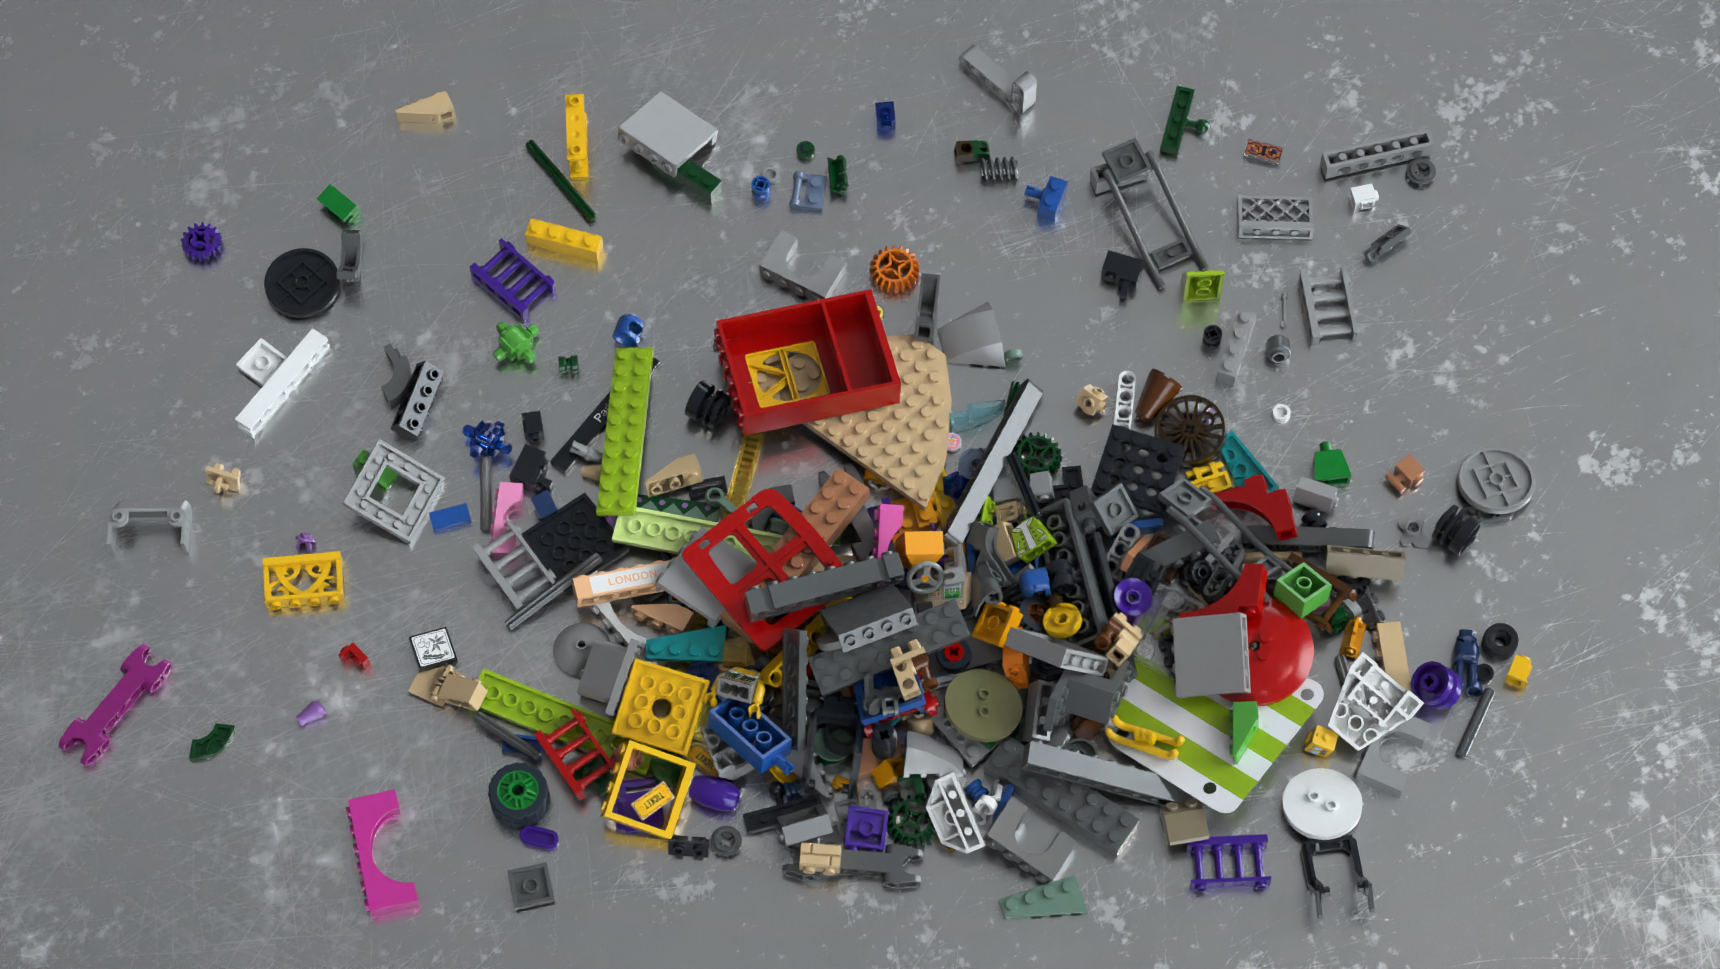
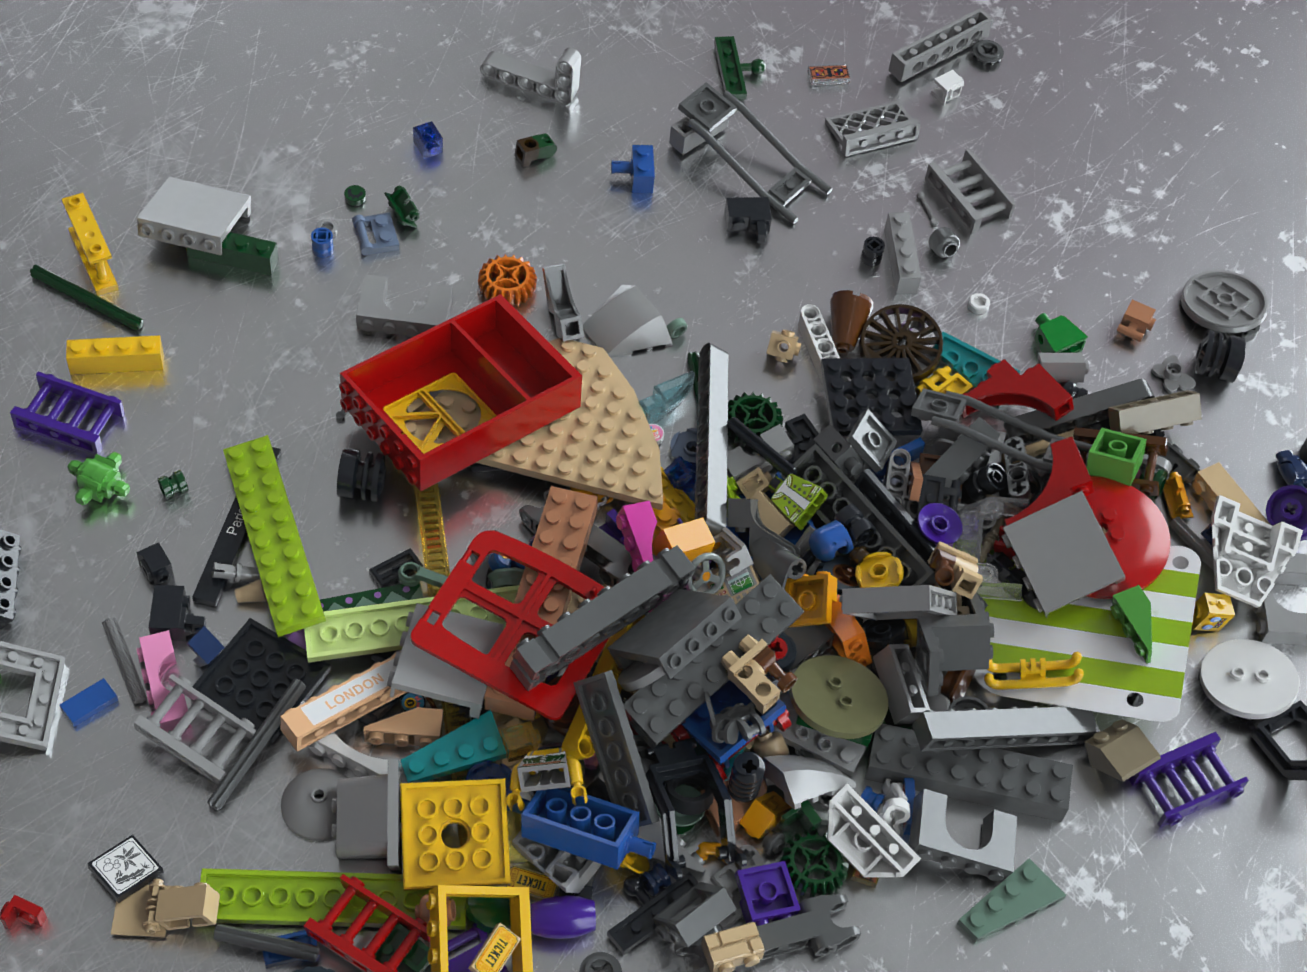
camera: 30 degrees left, 10 degrees down
(487, 439) = (104, 595): clear blue piece -> none
(624, 324) = (230, 418): blue helmet -> none
(676, 475) = (354, 563): tan slope -> none
(999, 168) = (572, 154): dark grey piece -> none
(1202, 285) = (839, 201): lime slope -> none
(1386, 242) = (992, 119): dark grey hinge -> none

